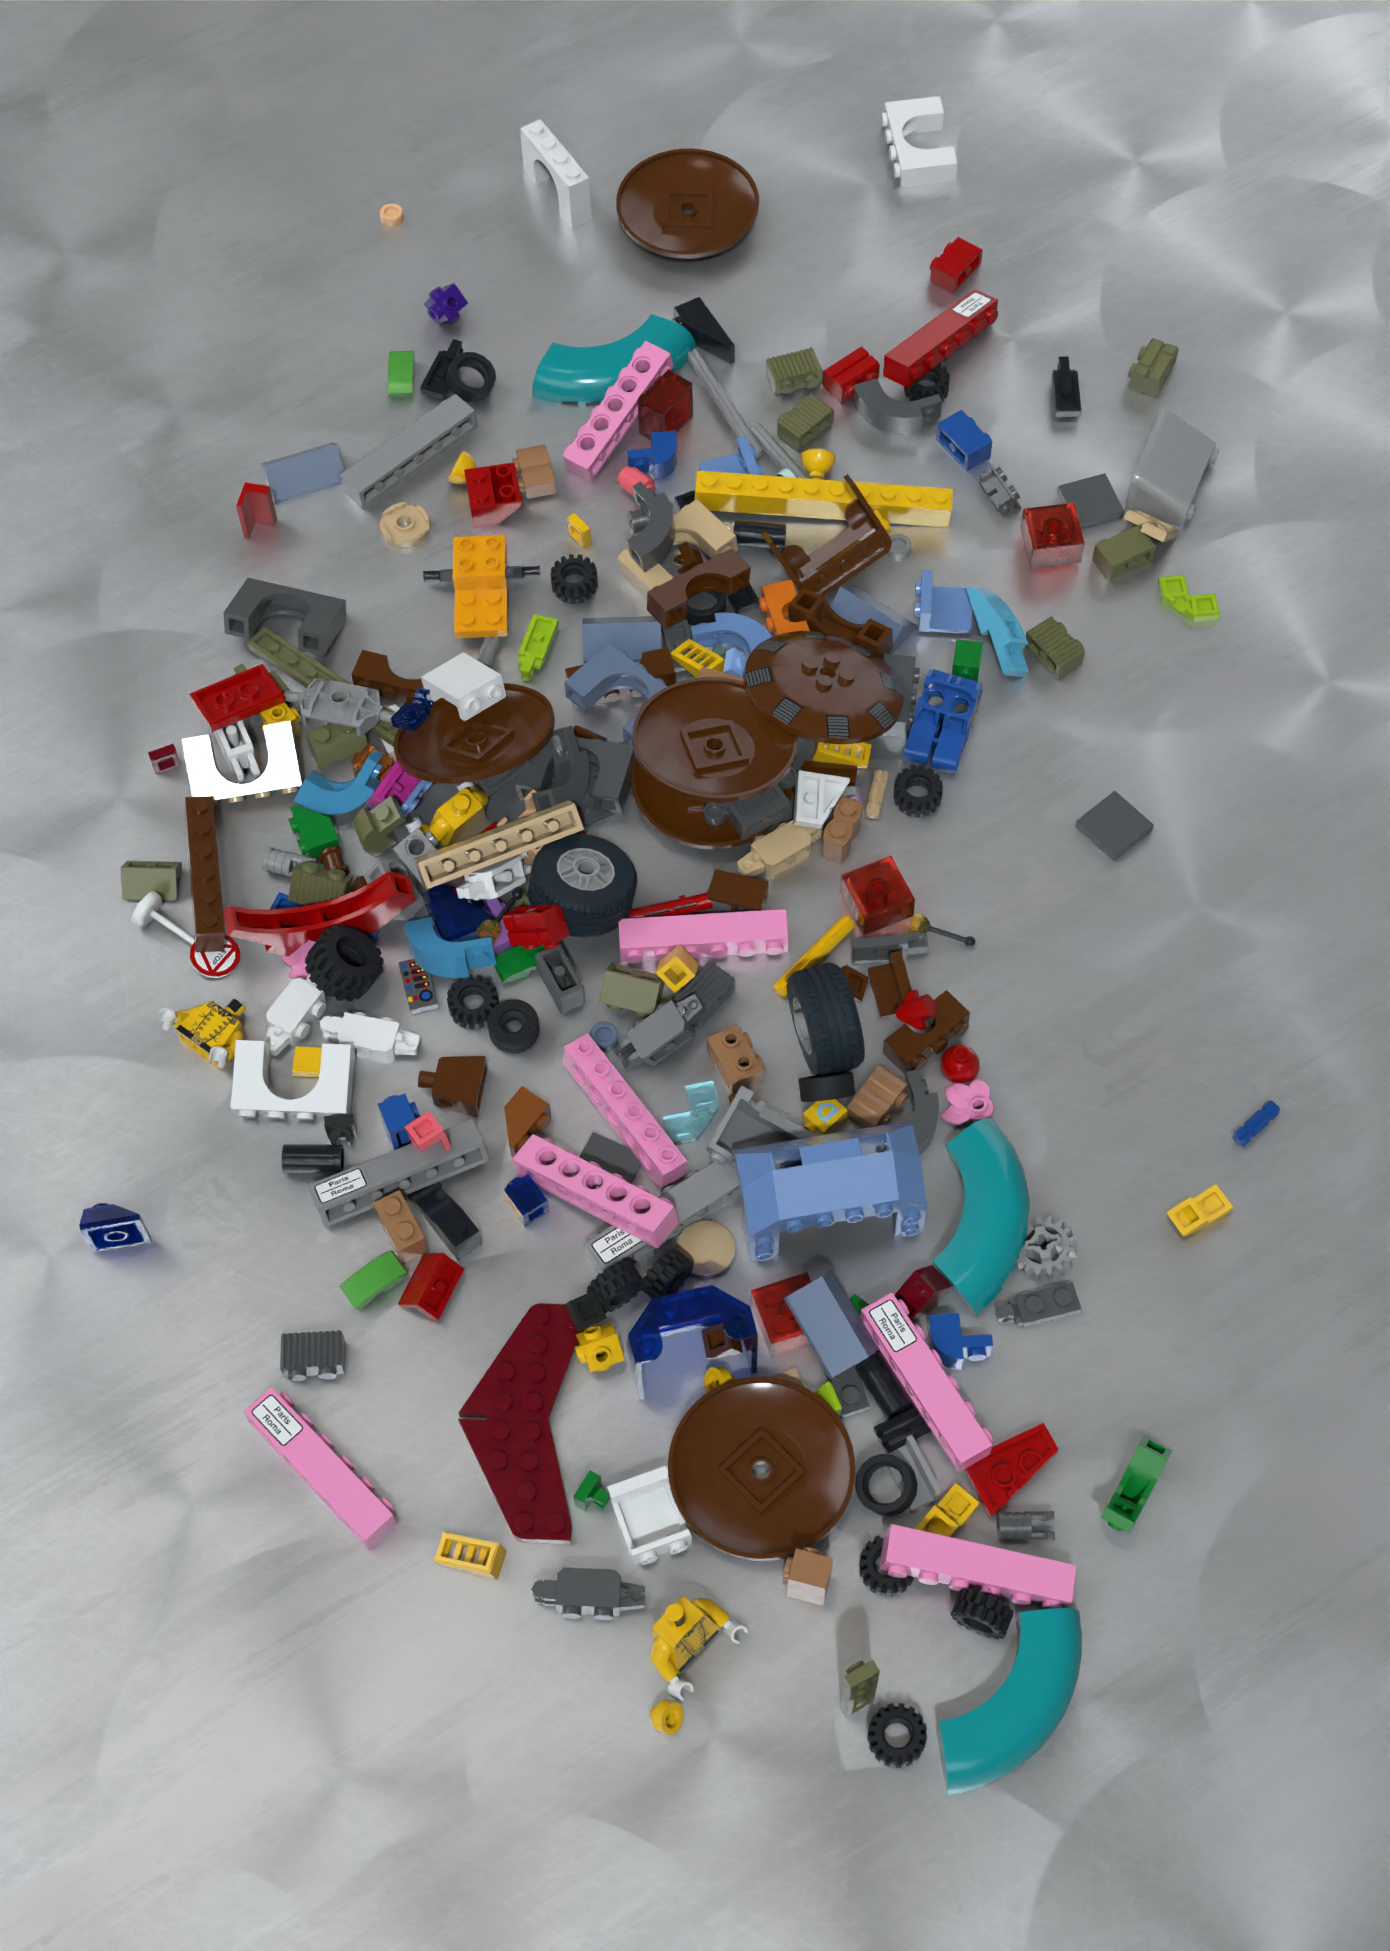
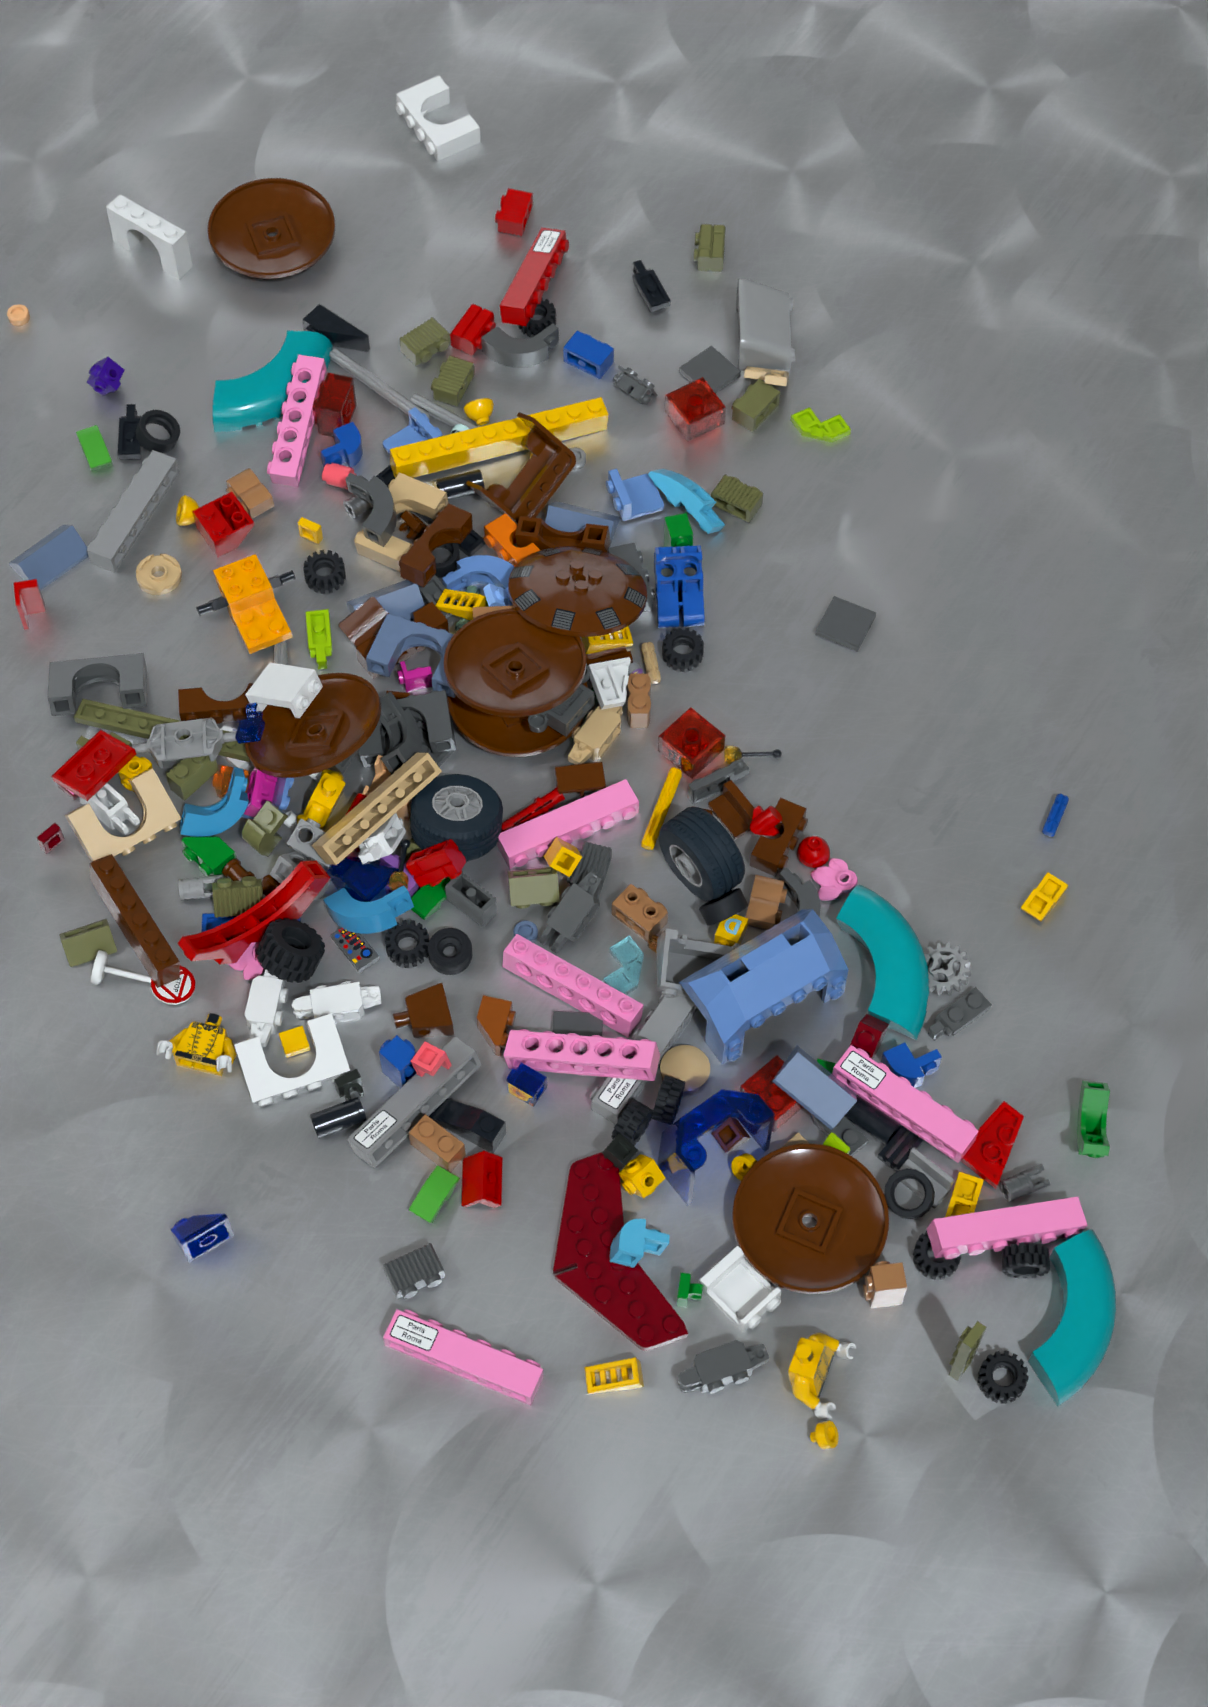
camera: 25 degrees left, 0 degrees up
(557, 1411) = (634, 1240): none -> medium azure brick
(586, 642) = (364, 622): none -> reddish brown panel
(612, 723) = (415, 679): none -> dark pink bracket

